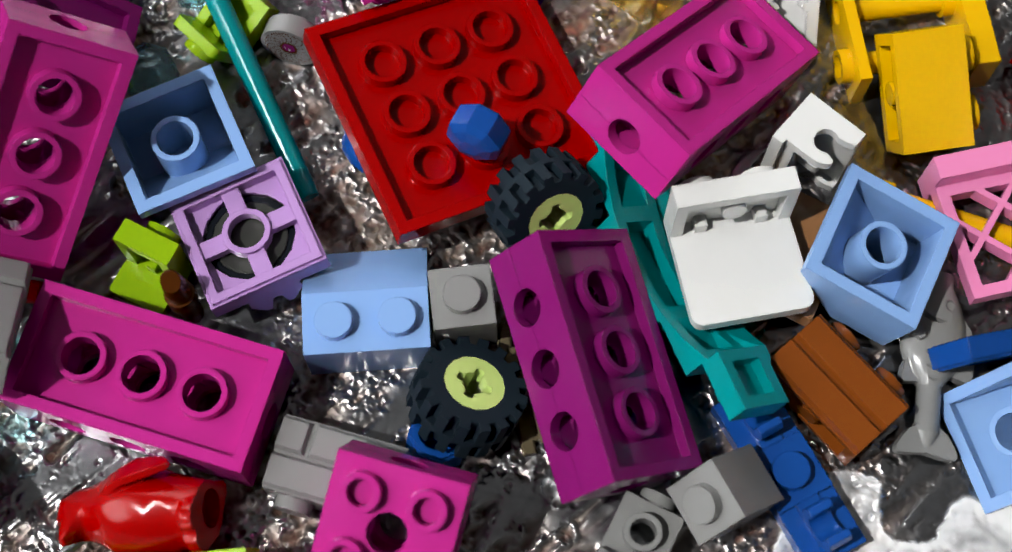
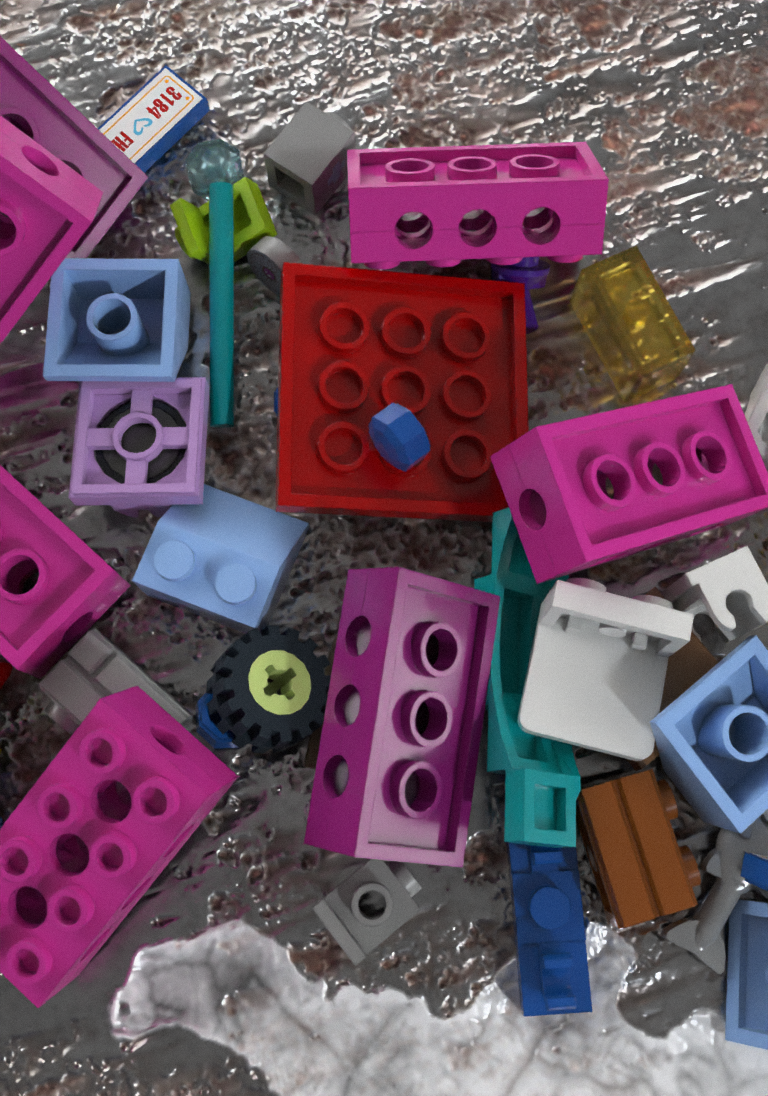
camera: 25 degrees right, 5 degrees up
(147, 254) = (43, 434): lime bracket -> none
(152, 68) = (132, 238): clear light blue tile -> none
(181, 296) = (49, 468): reddish brown piece -> none
(463, 303) = (308, 597): light grey brick -> none
(542, 194) = (434, 530): black wheel -> none
(724, 494) = (471, 904): light grey brick -> none

